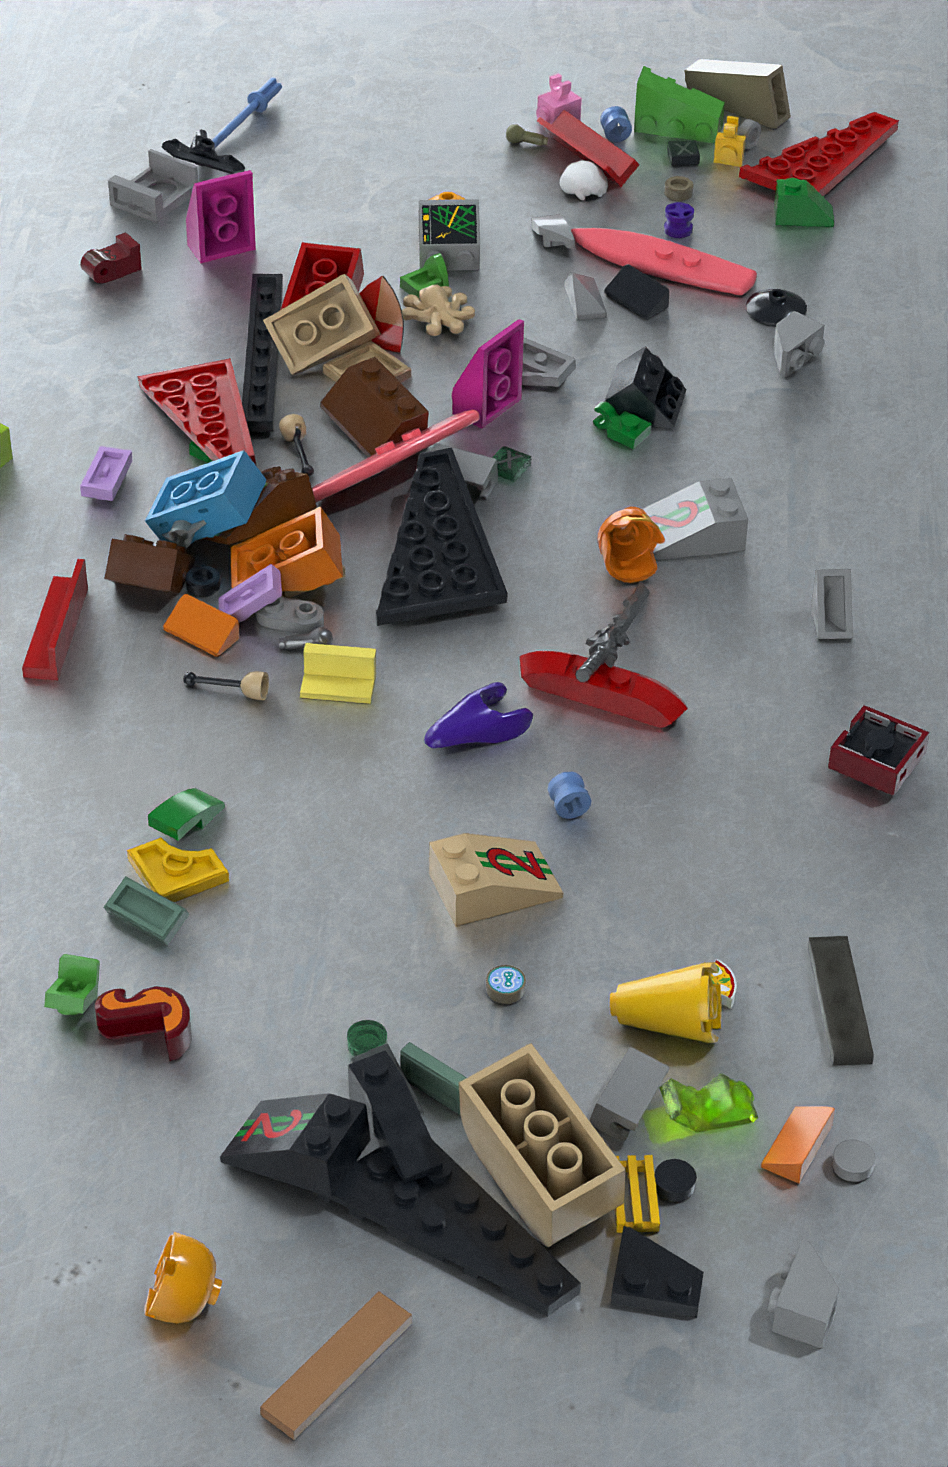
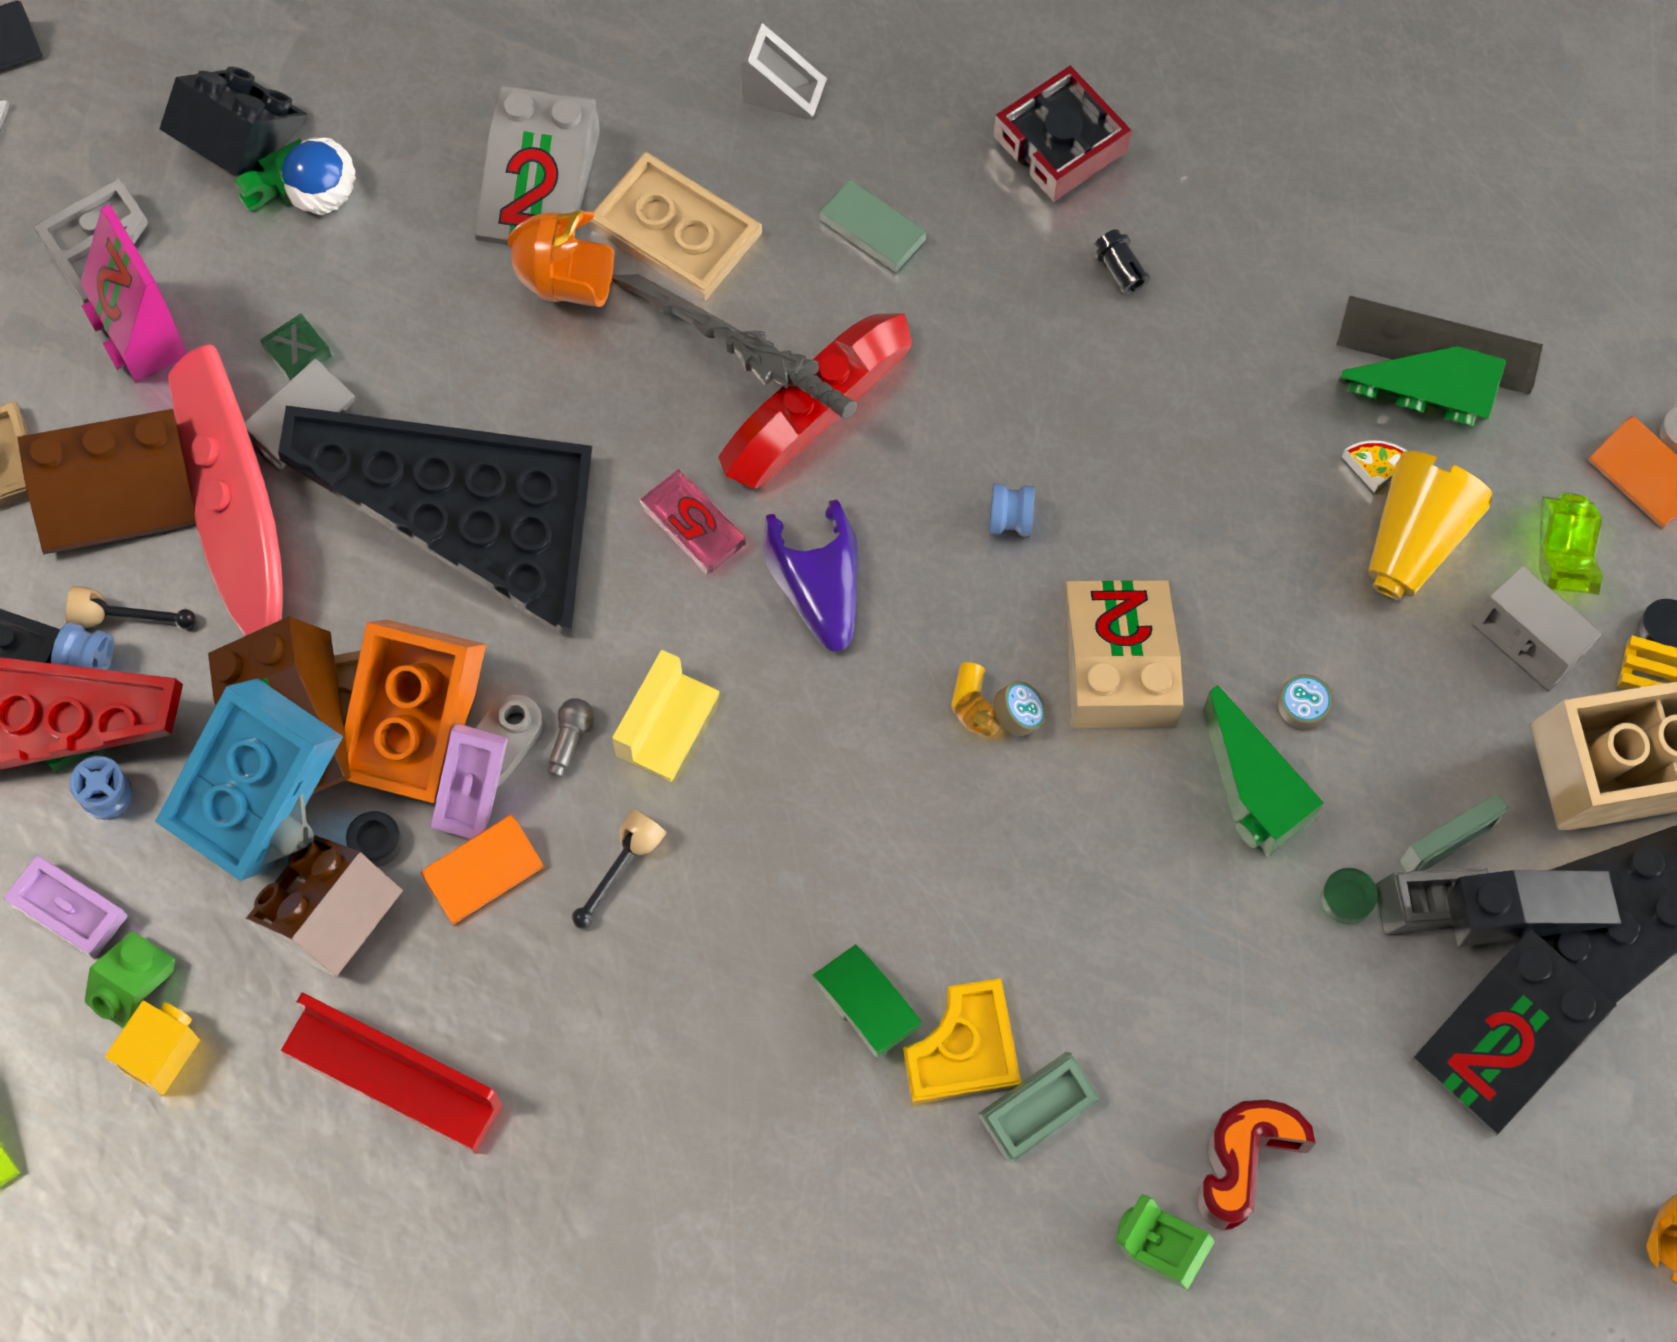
camera: 70 degrees left, 25 degrees up
(35, 526) = (154, 1046): none -> yellow brick
(74, 505) = (126, 977): none -> bright green bracket
(182, 459) = (92, 778): none -> medium blue wheel
(264, 443) = (81, 648): none -> medium blue wheel
(421, 811) = (970, 705): none -> clear yellow arm
(421, 832) = (1019, 708): none -> tile
(428, 963) = (1260, 785): none -> green slope
(483, 657) = (693, 522): none -> clear pink tile
(629, 436) = (318, 175): none -> hair
(693, 597) = (675, 226): none -> tan tile
(751, 685) = (872, 225): none -> sand green tile
(802, 997) = (1446, 379): none -> green slope
(804, 802) = (1116, 254): none -> black pin

